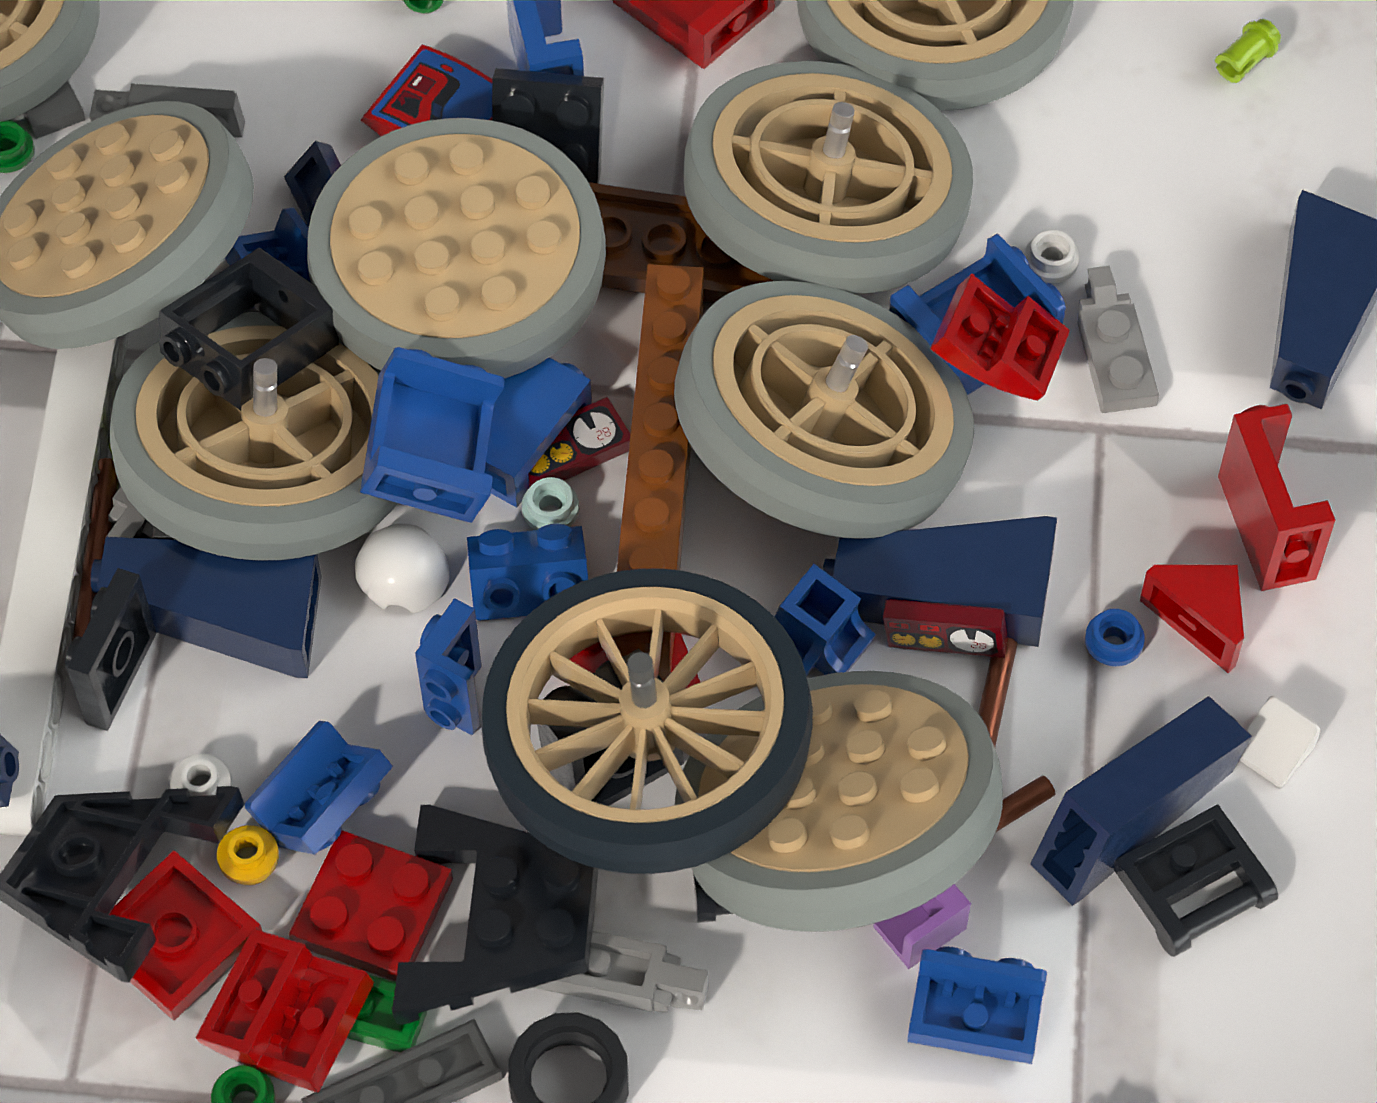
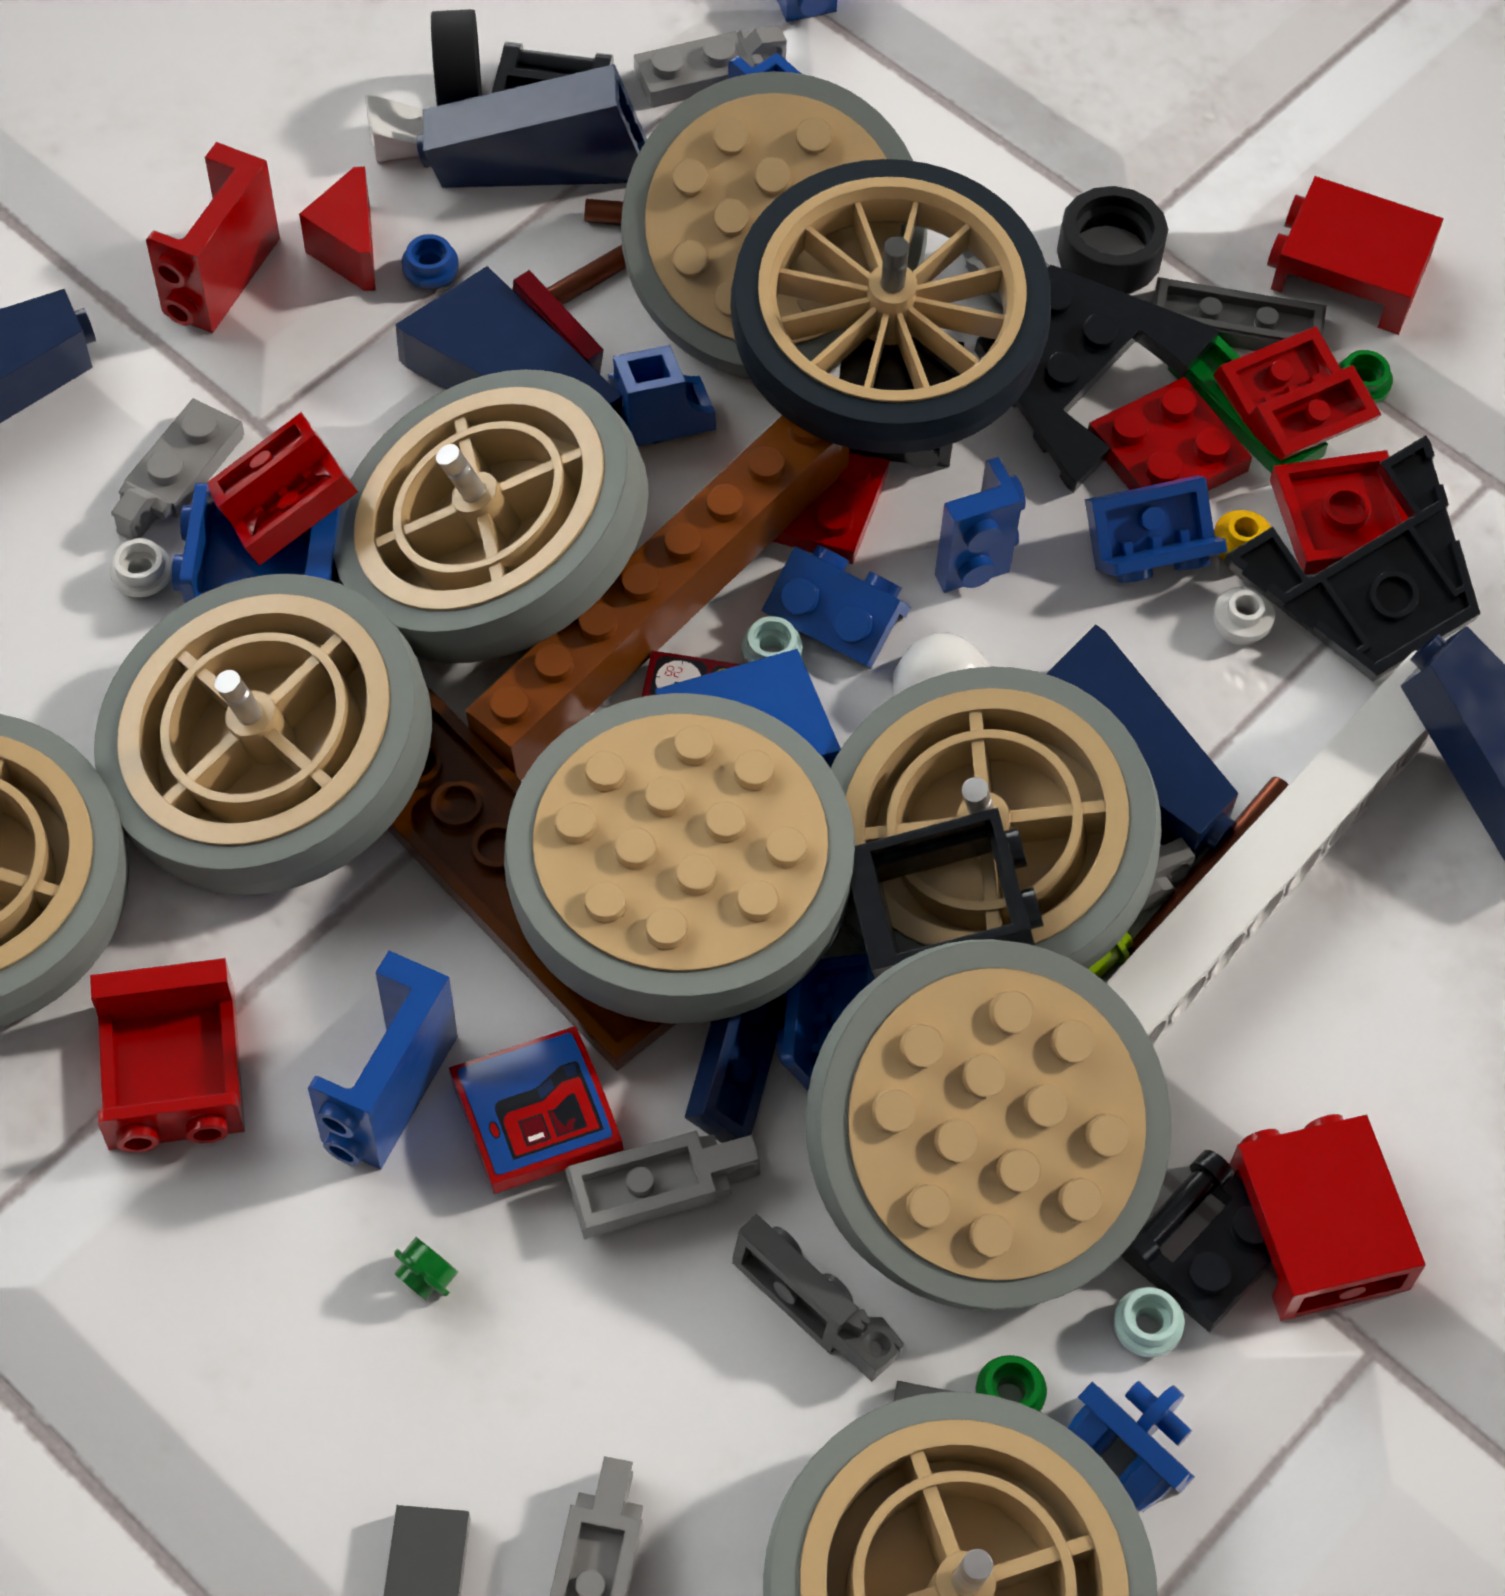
camera: 145 degrees left, 0 degrees up
(111, 648) = (1267, 724): black plate -> none
(322, 114) = (657, 1180): none -> light grey hinge
(431, 434) = (864, 682): blue panel -> none
(557, 109) = (458, 953): black plate -> none
(1094, 1016) = (689, 67): none -> light grey hinge
(1277, 807) = (455, 55): none -> black tyre

